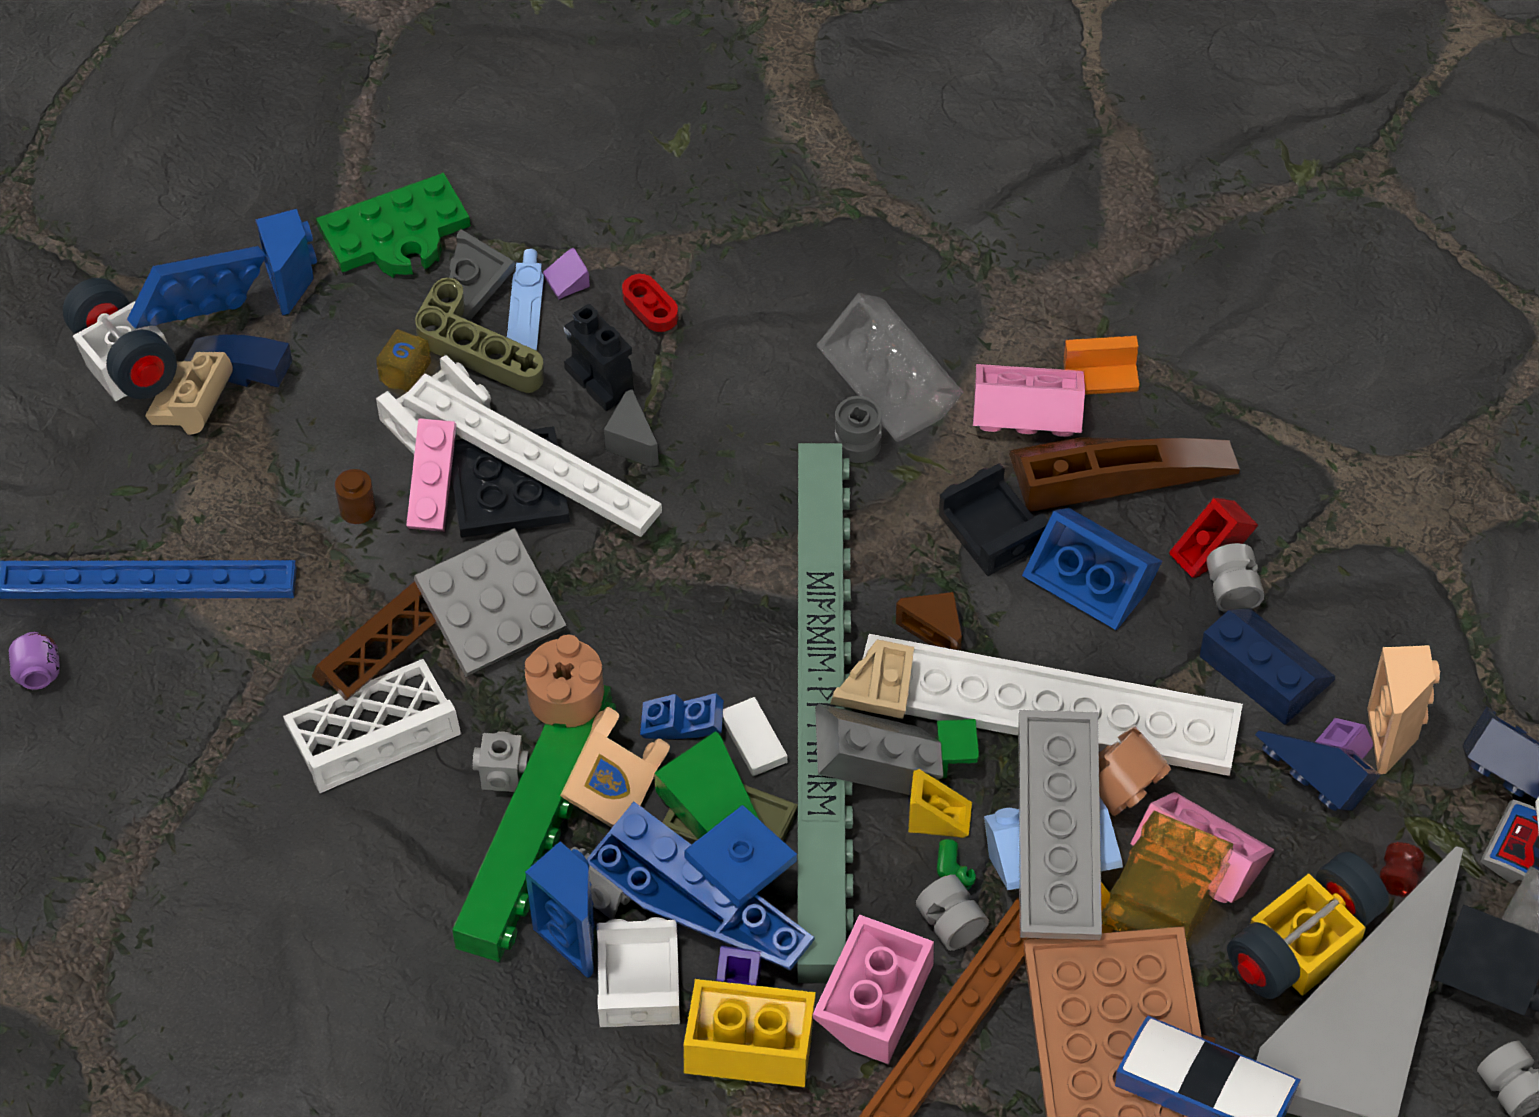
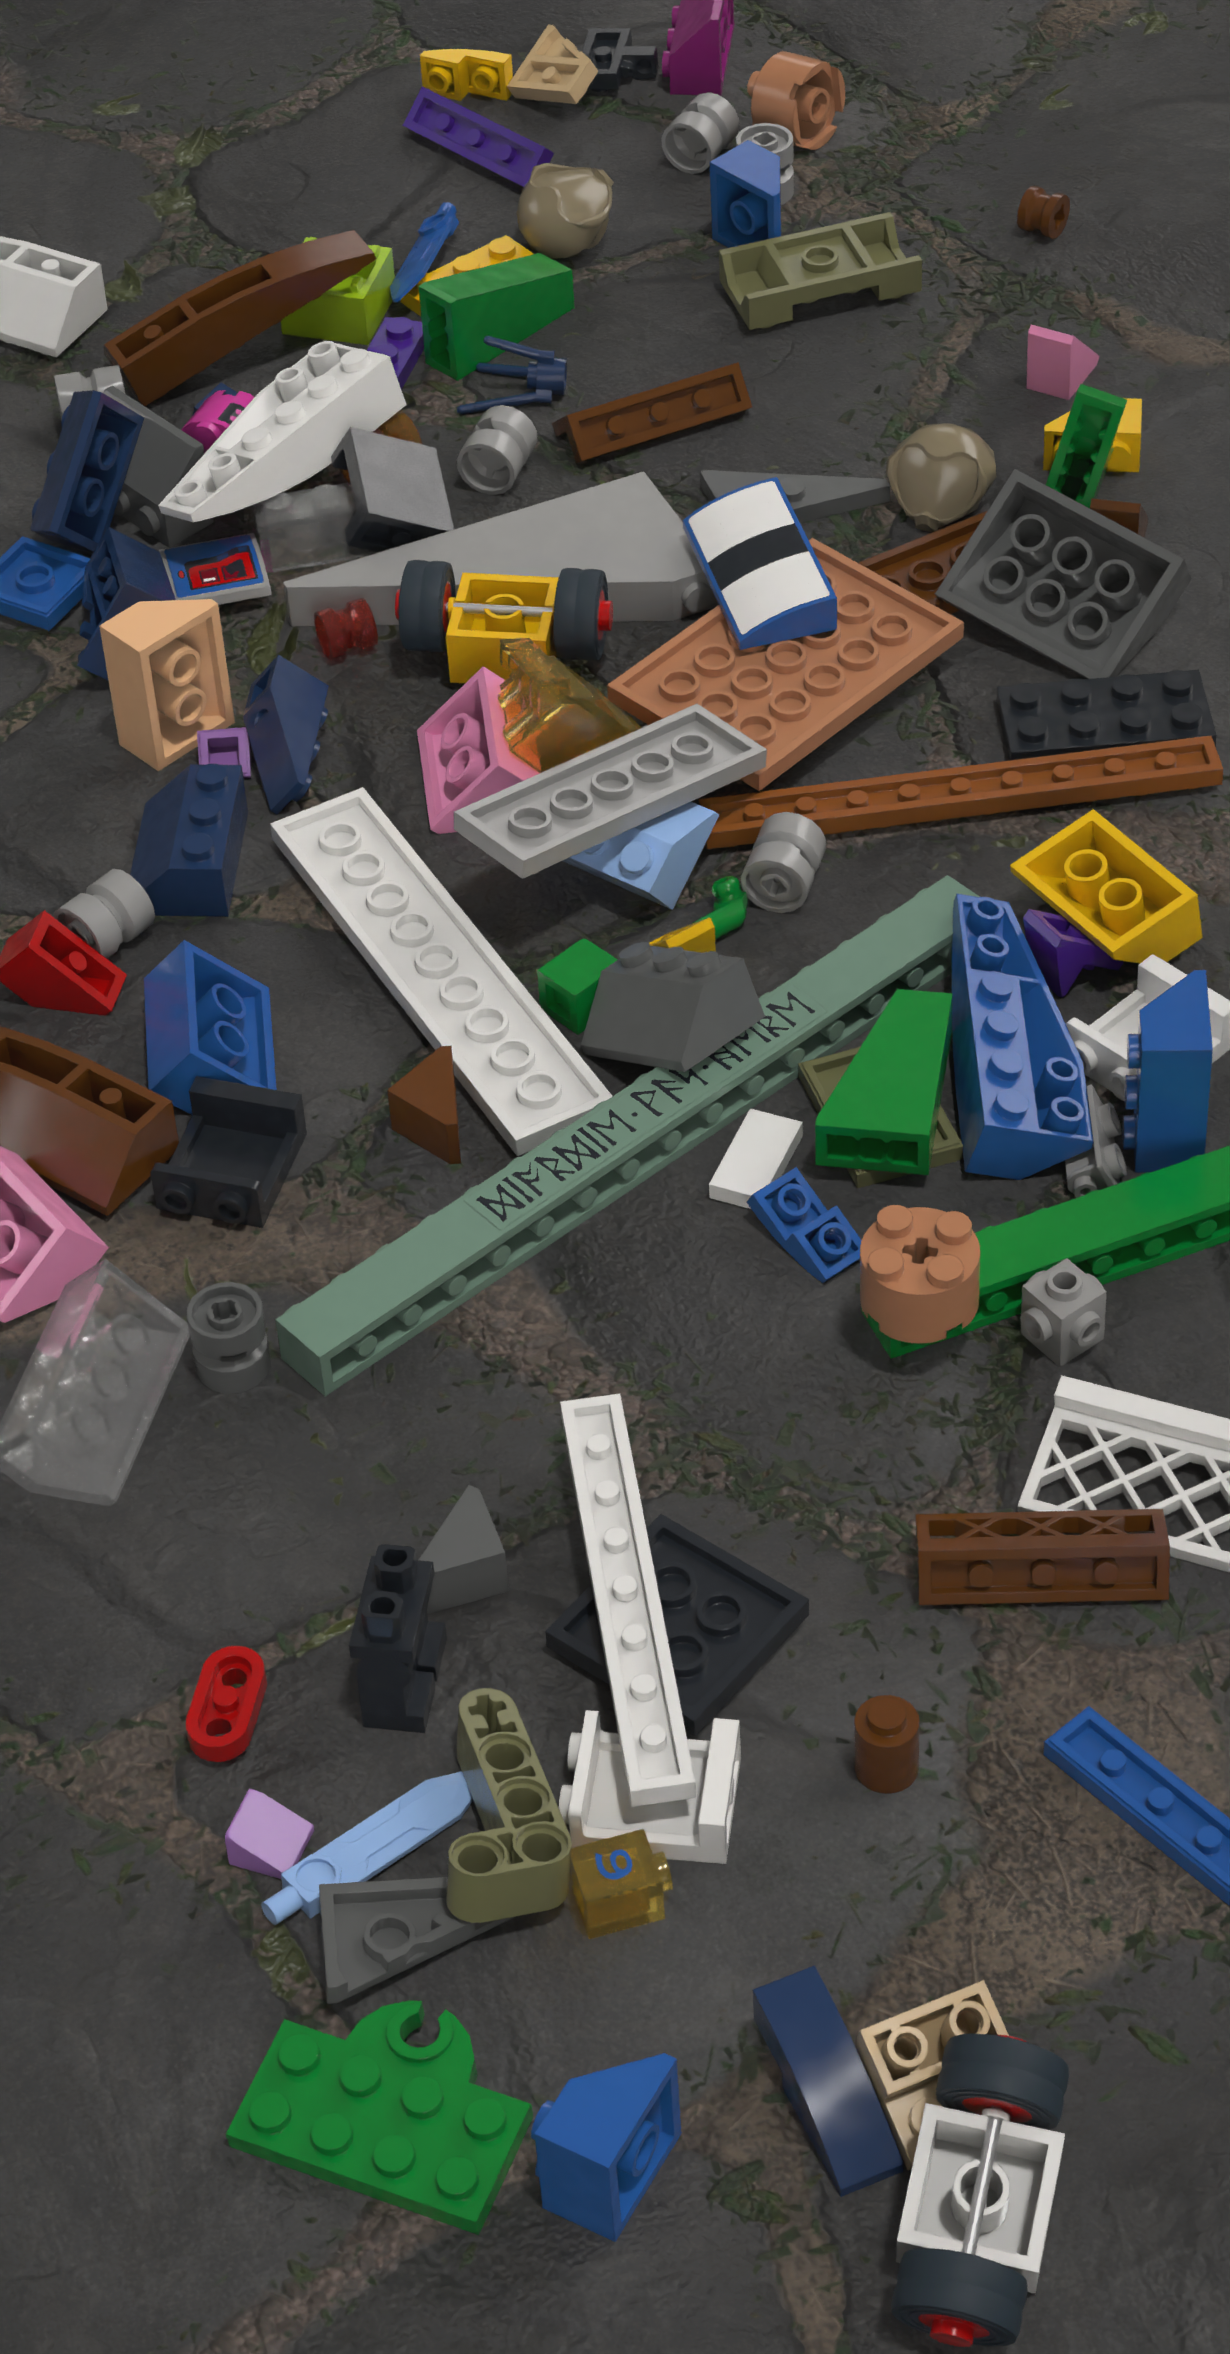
camera: 130 degrees left, 10 degrees down
(196, 287) = (804, 2134): blue plate -> none
(431, 475) = (767, 1680): bright pink plate -> none
(489, 602) = (876, 1479): light grey plate -> none
(610, 776) = (980, 1200): light nougat flag -> none
(740, 856) = (944, 987): blue plate -> none
(875, 987) = (937, 834): bright pink slope -> none
(878, 681) = (580, 1064): tan wing -> none
(1128, 769) = (442, 849): nougat brick -> none

